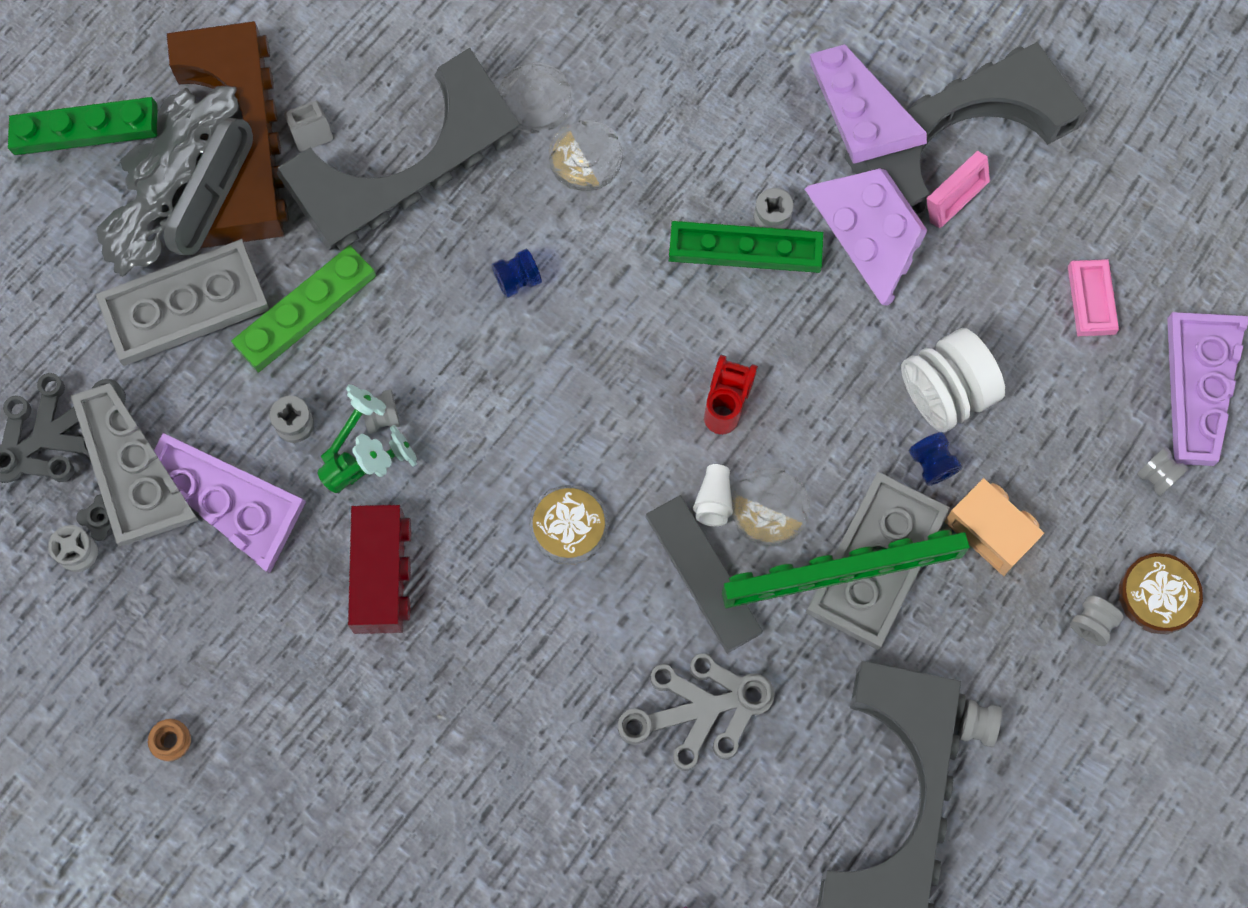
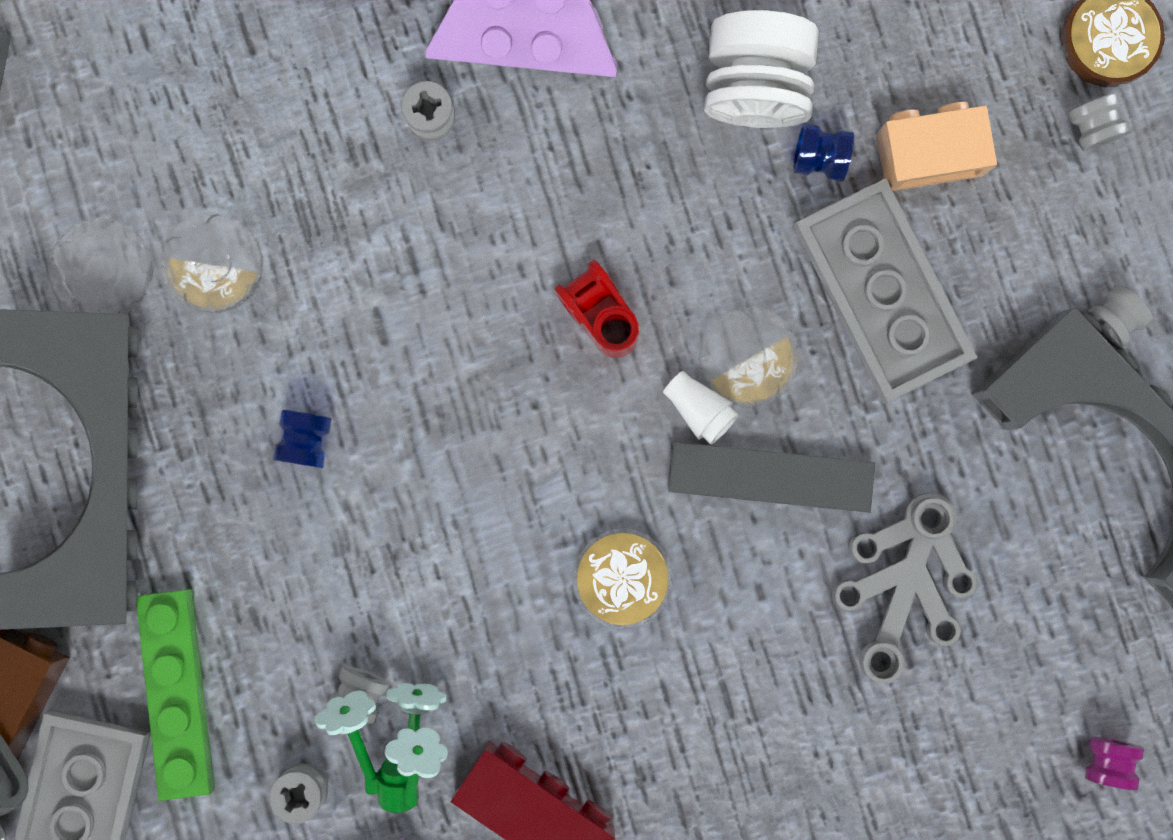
camera: 60 degrees left, 15 degrees up
(746, 246) = (448, 170): green plate -> none
(860, 565) = (890, 317): green plate -> none

